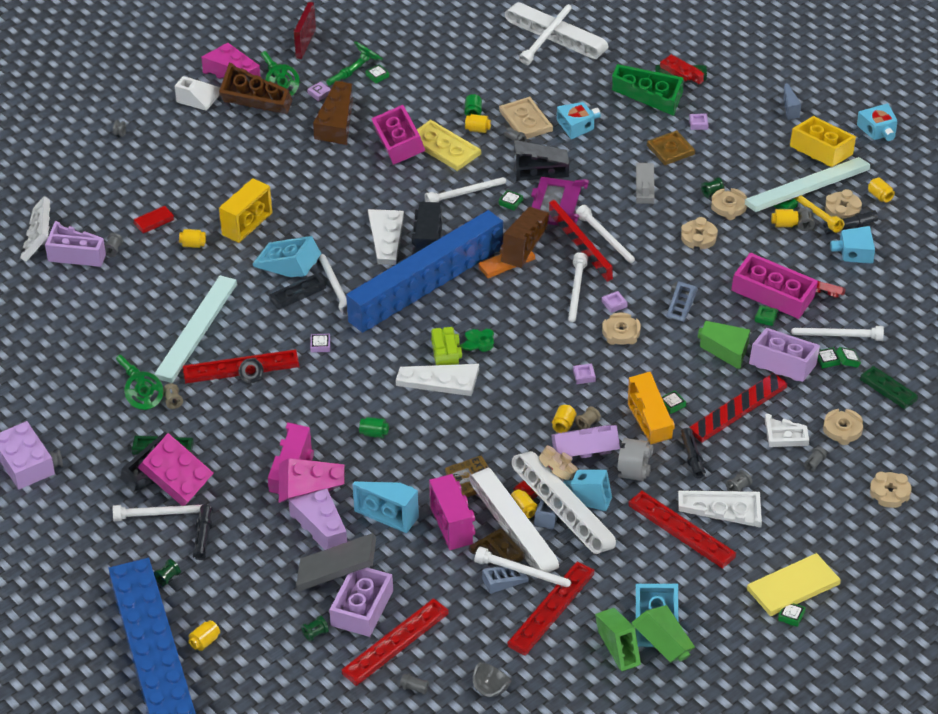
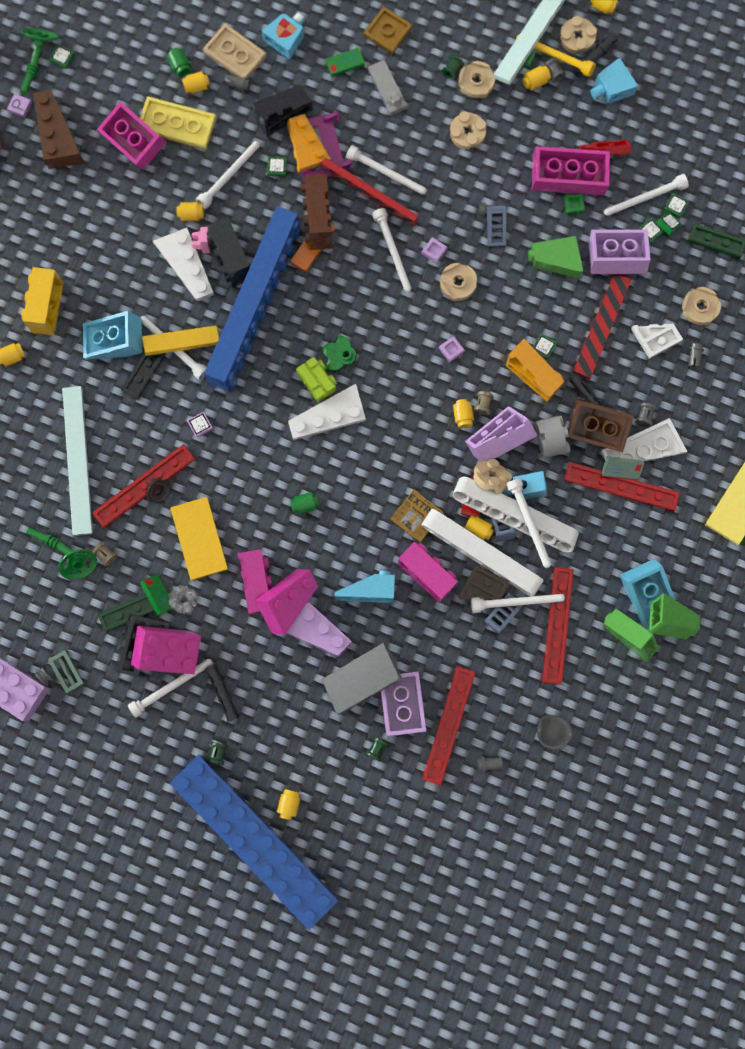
camera: 25 degrees left, 35 degrees up
(69, 477) = (74, 685): none -> sand green tile
(197, 440) = (156, 594): none -> green tile
(216, 448) = (178, 594): none -> clear brick
(262, 419) = (199, 538): none -> yellow tile
(335, 275) = (180, 340): none -> yellow tile
(407, 222) = (203, 241): none -> bright pink tile
(411, 199) = (190, 211): none -> yellow brick
(544, 190) = (307, 146): none -> light orange wing
(573, 473) = (515, 487): none -> white piece
(618, 154) = (345, 62): none -> green tile
(683, 464) = (599, 425): none -> reddish brown slope
(689, 509) = (622, 467): none -> sand green tile
(864, 349) = (676, 205): none -> tile

